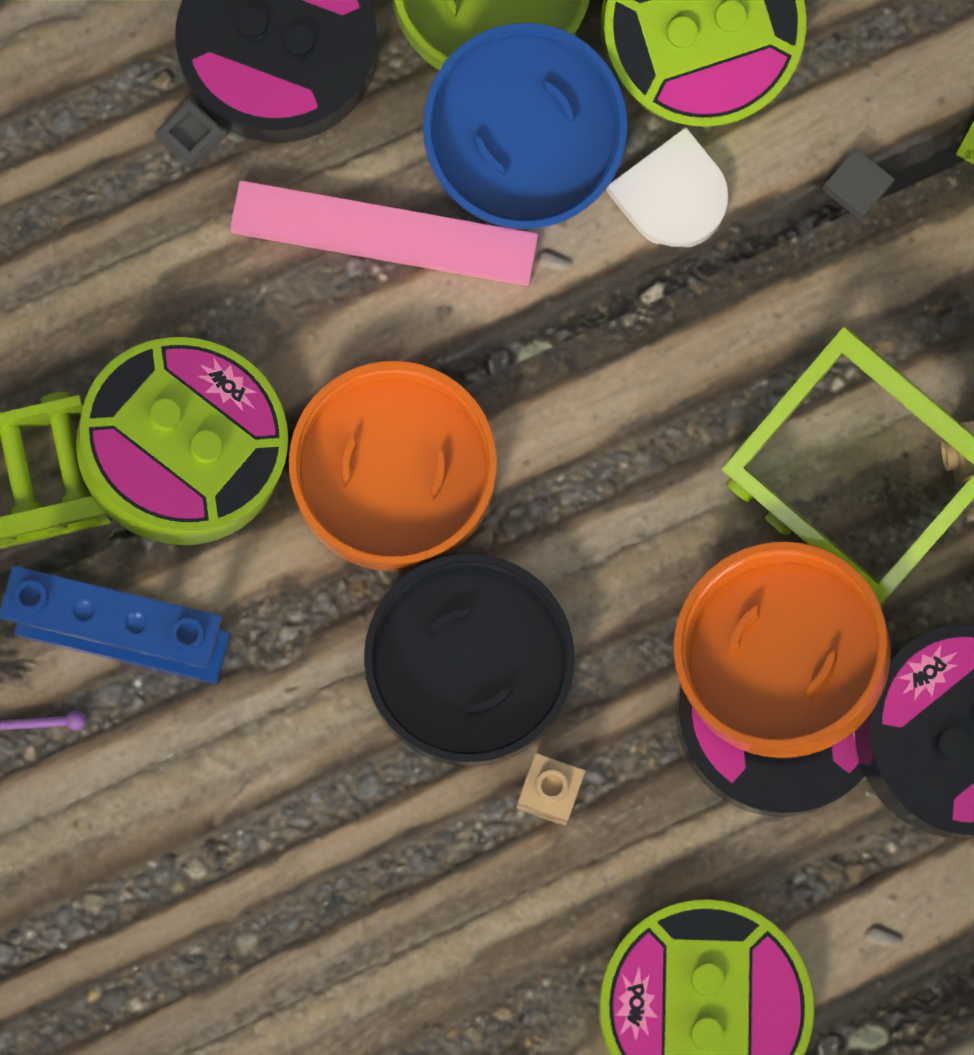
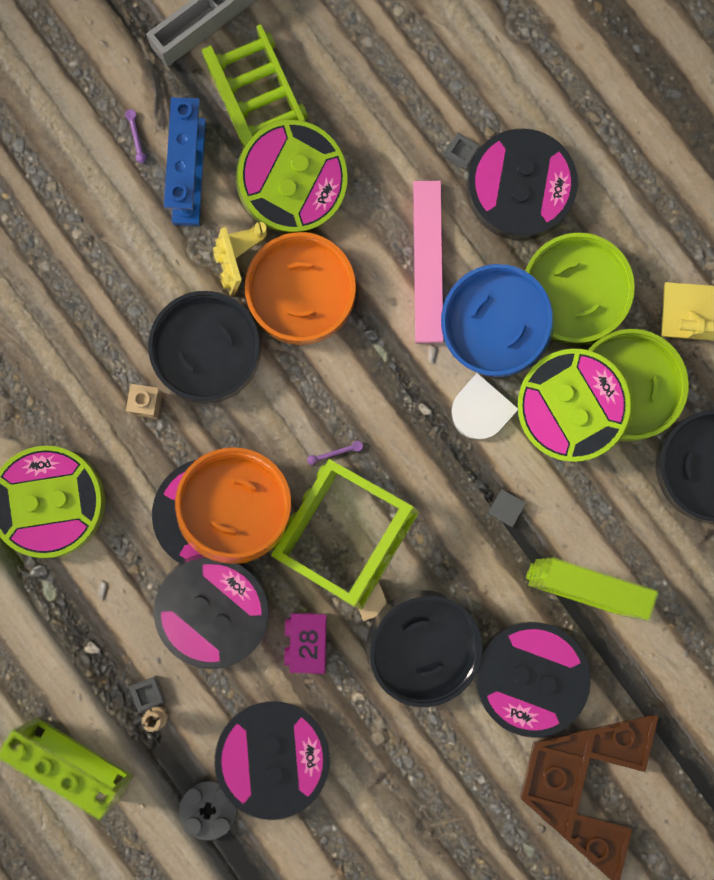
camera: 80 degrees right, 5 degrees up
(303, 584) = (231, 247): none -> light yellow plate
(700, 425) = (356, 446): none -> medium lavender hinge

